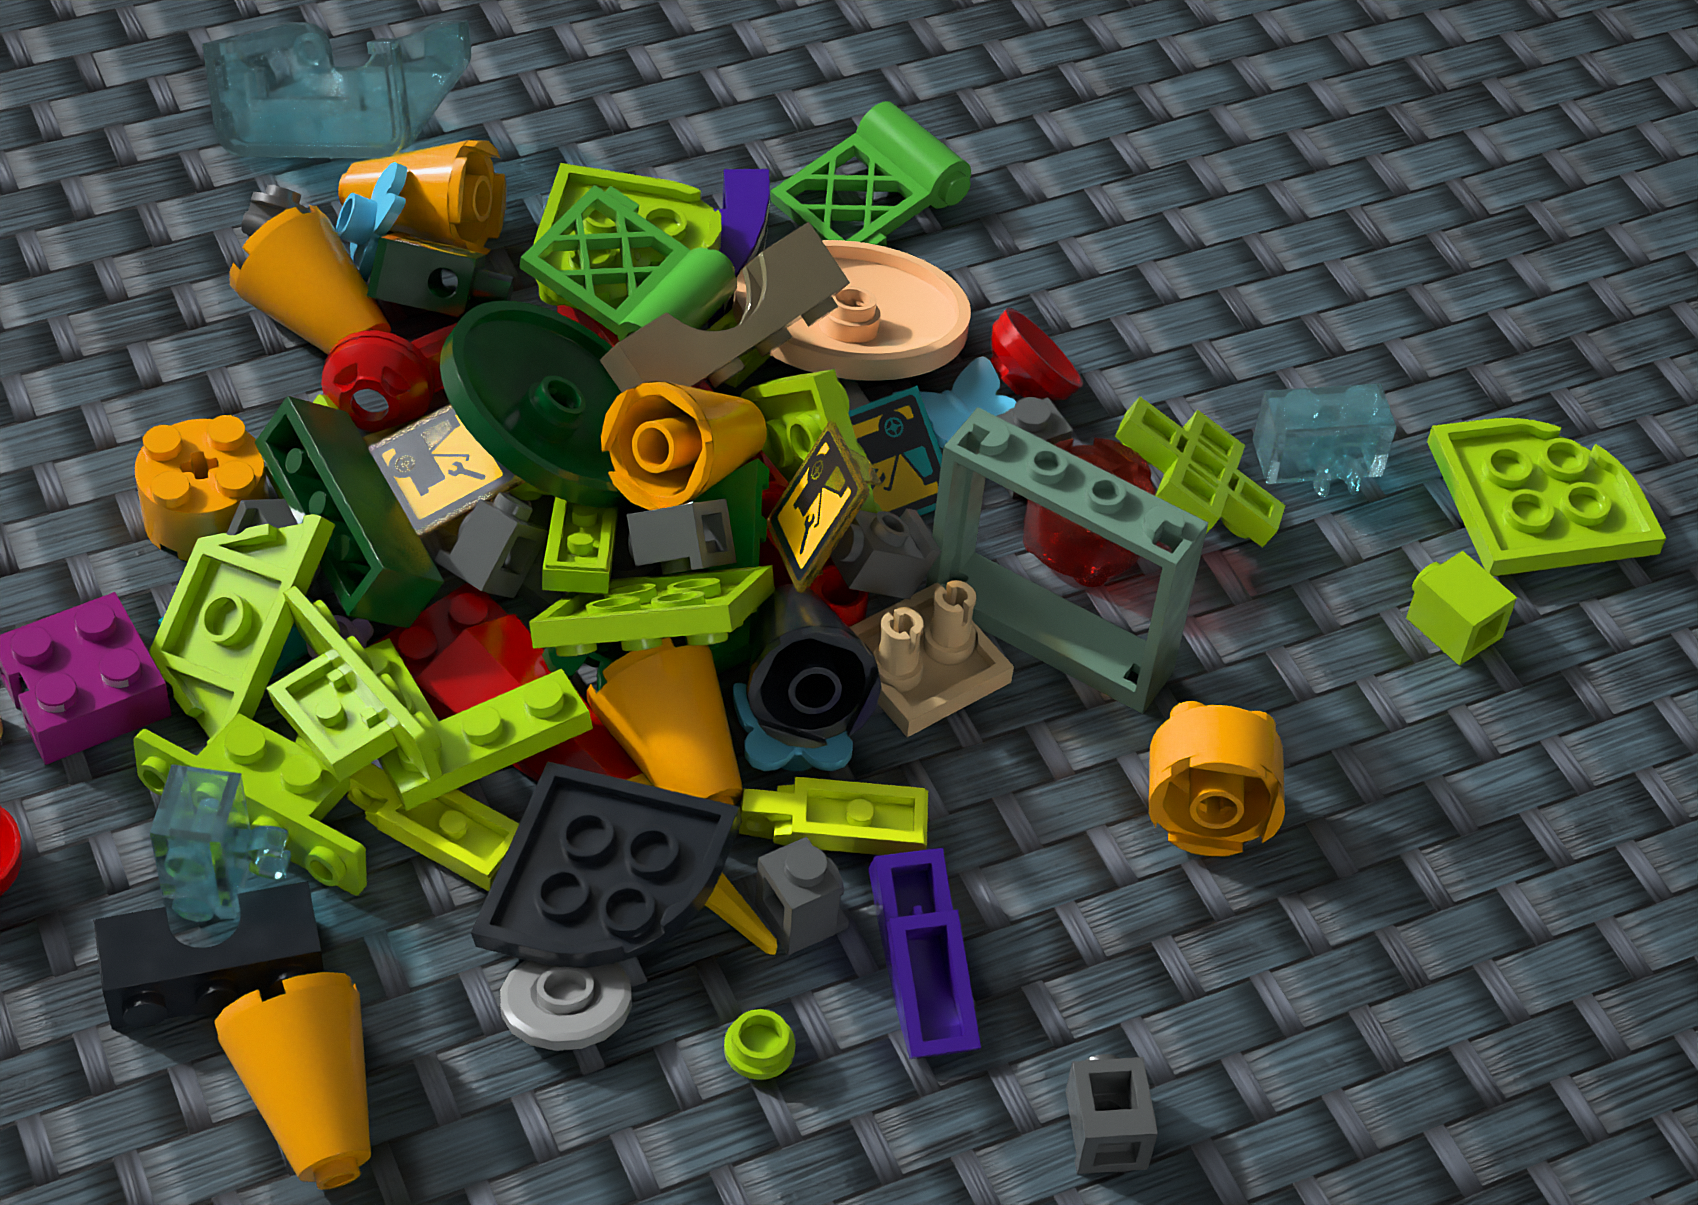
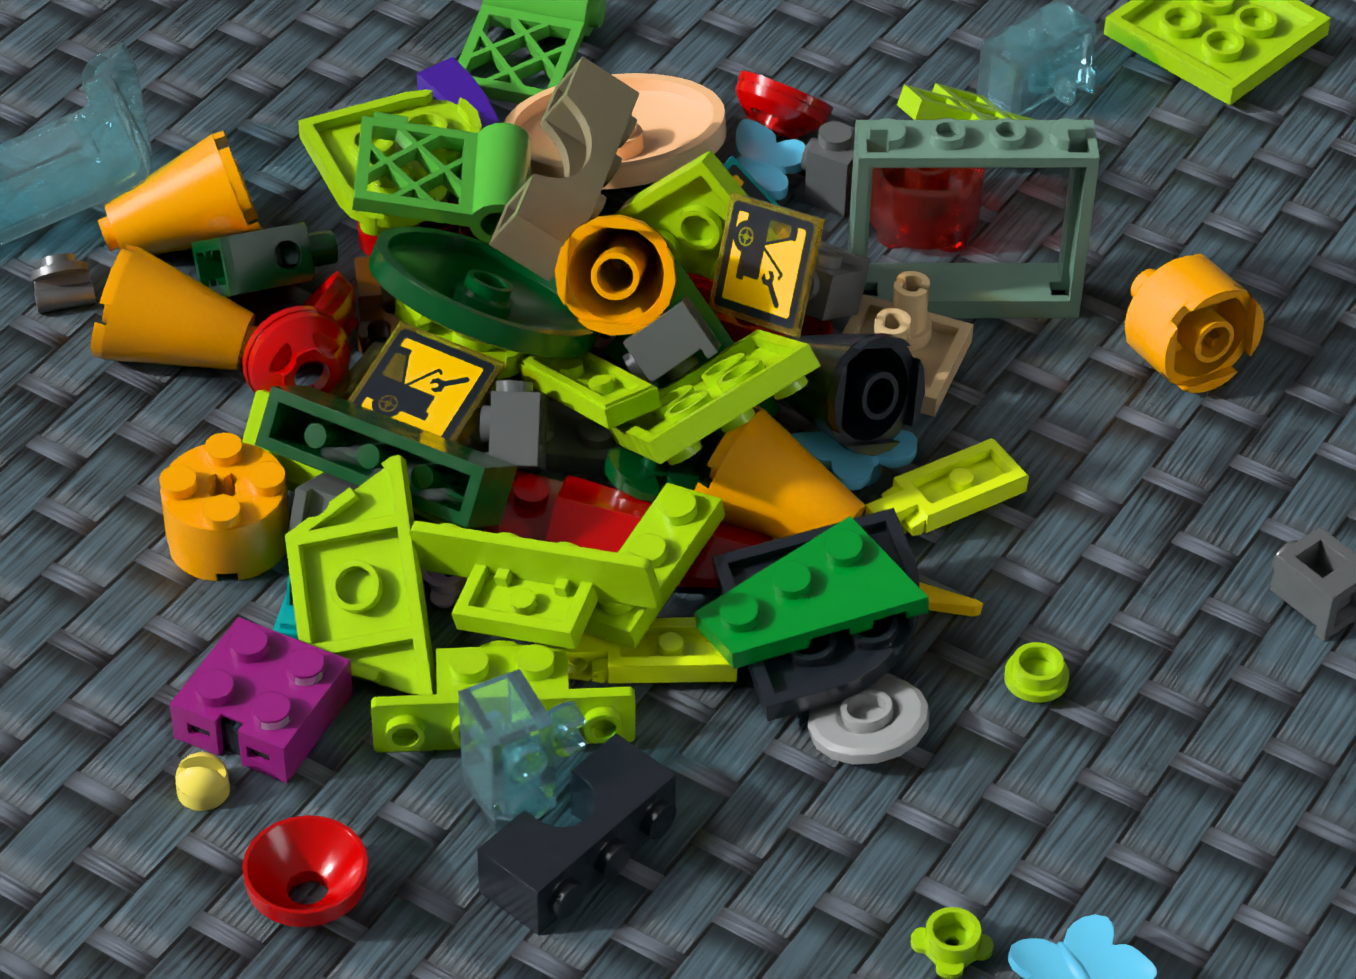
camera: 30 degrees left, 5 degrees down
(305, 1072) = (746, 867): light orange cone -> none
(367, 219) = (176, 228): medium azure animal -> none
(591, 848) = (813, 591): none -> green wing
(808, 889) = (978, 539): dark grey brick -> none
(924, 953) = (1093, 548): dark purple slope -> none
(1460, 607) = (1235, 131): lime brick -> none

